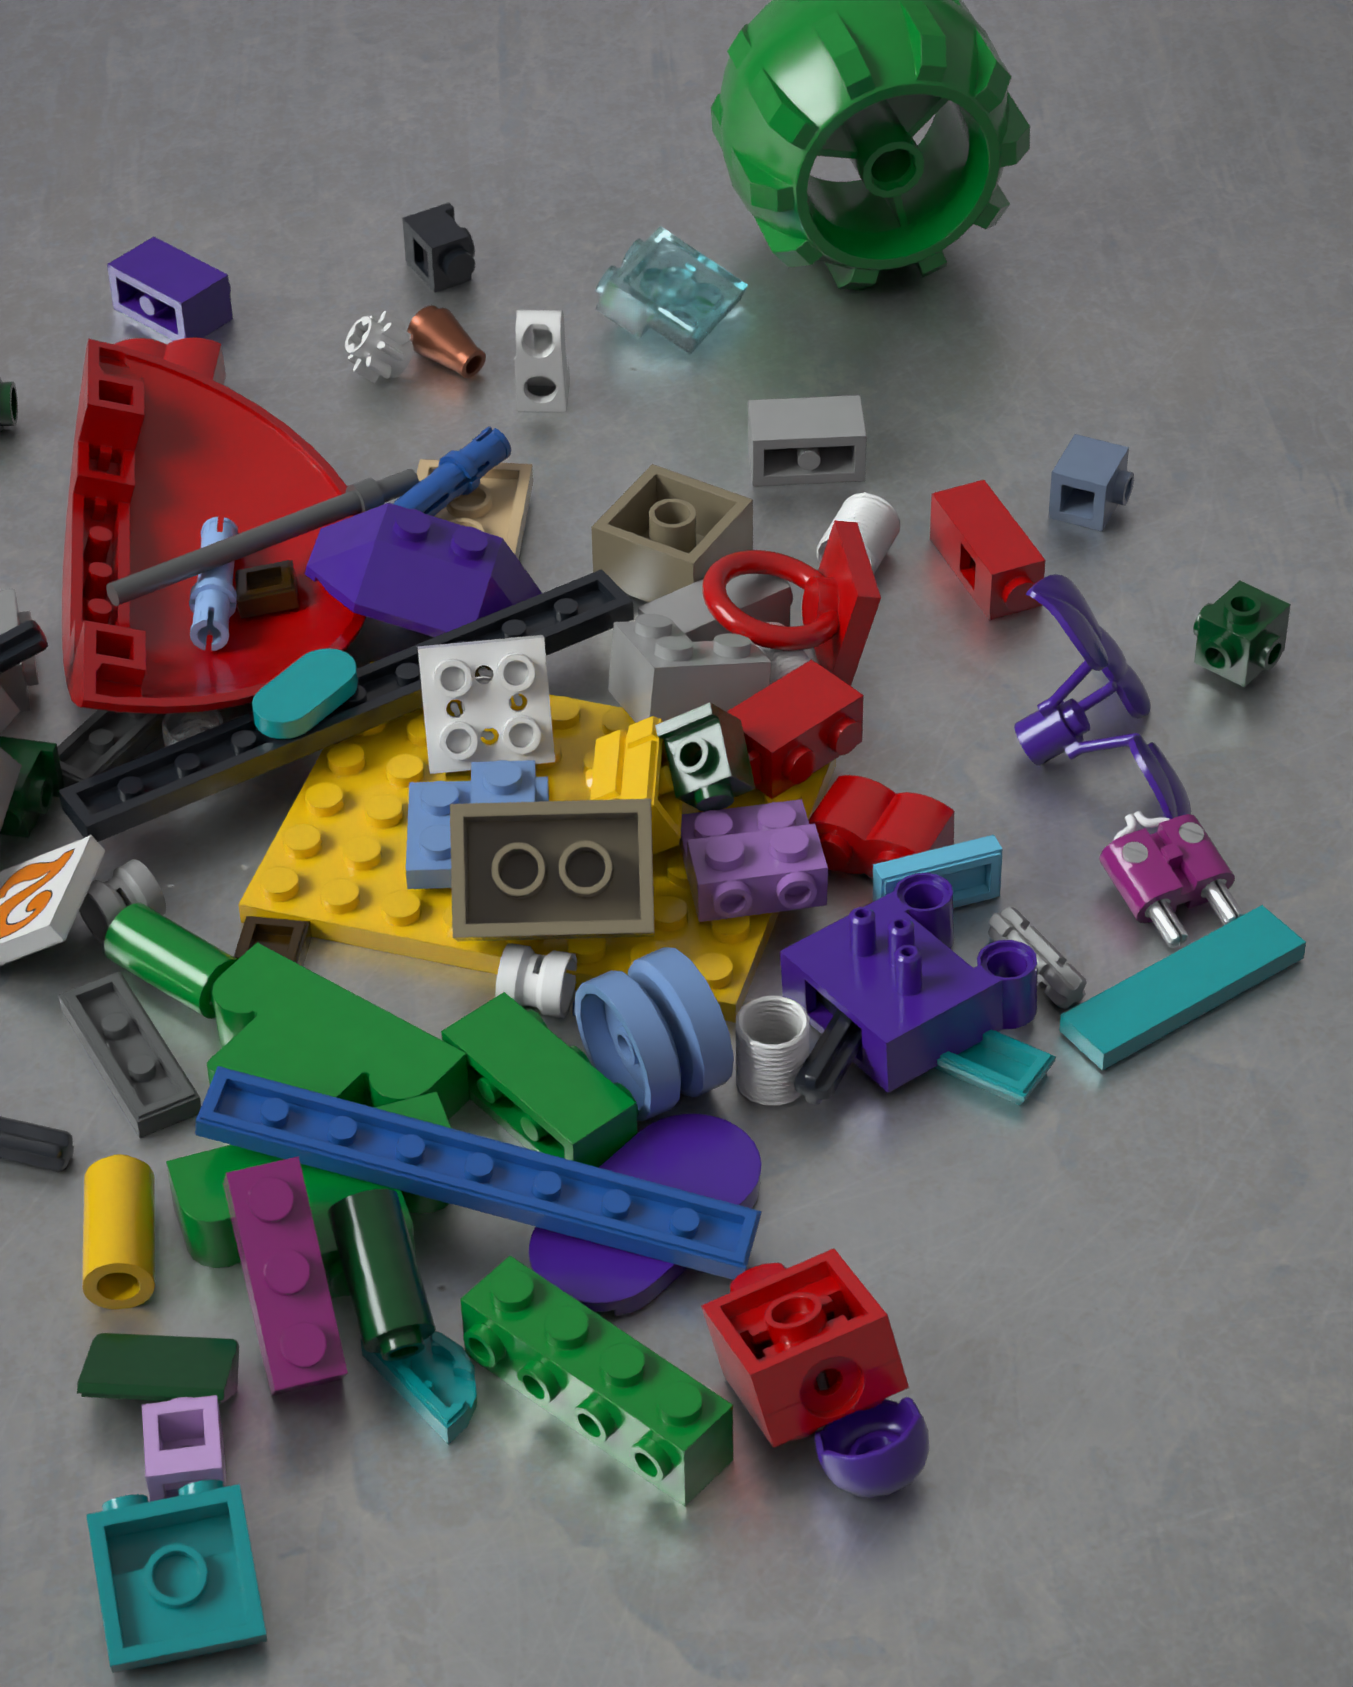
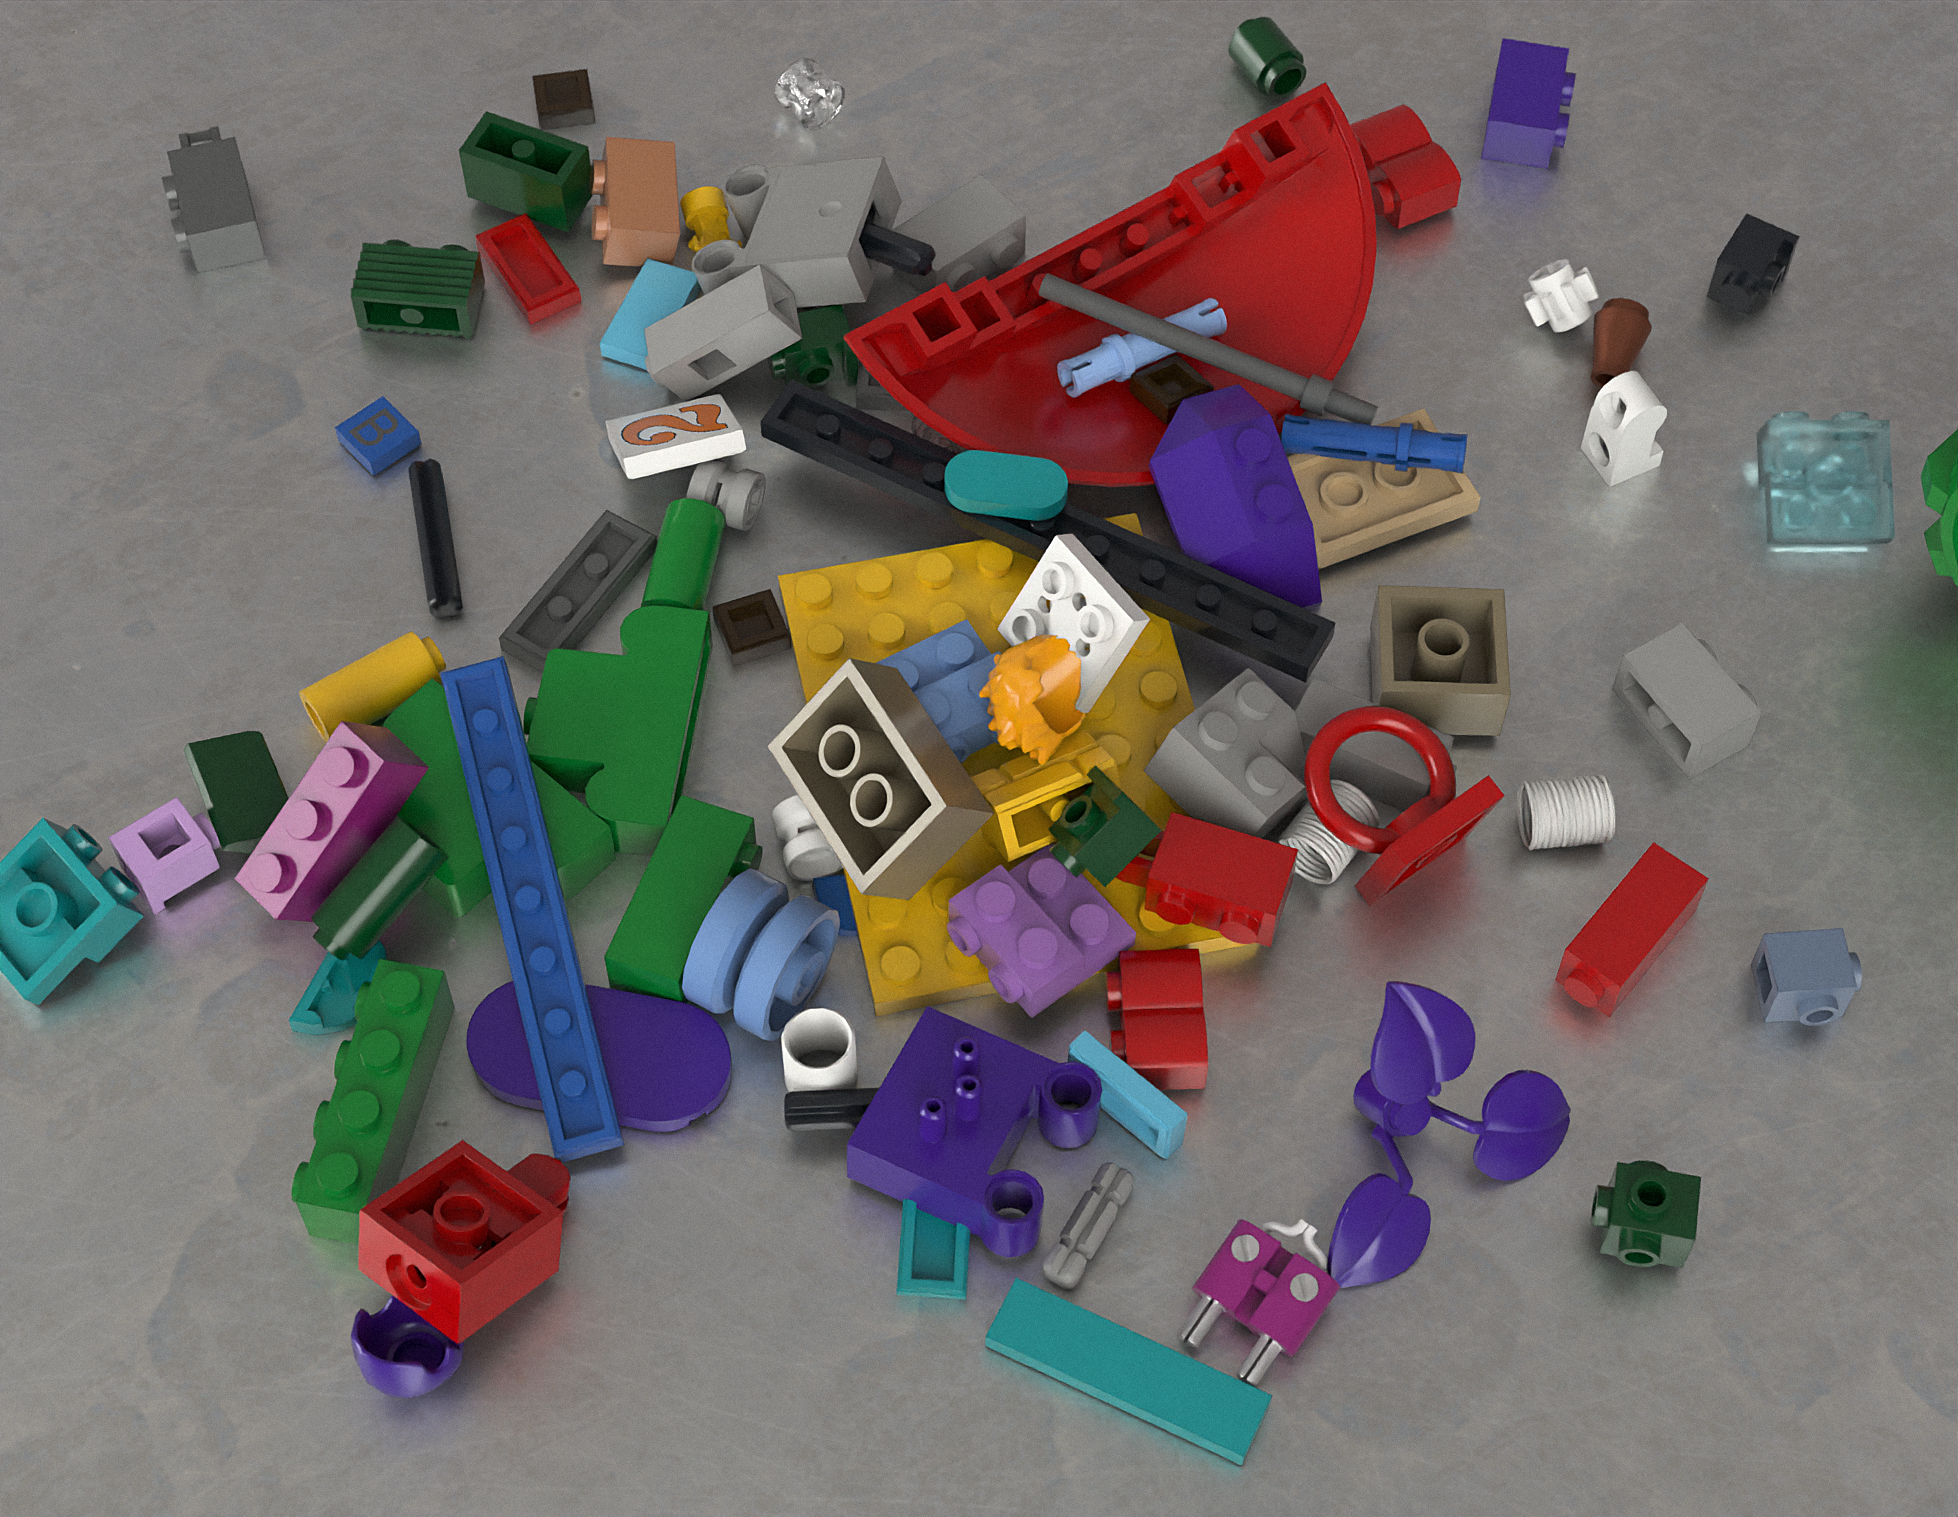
camera: 60 degrees right, 15 degrees up
(552, 741) = (1035, 695): none -> light orange hair

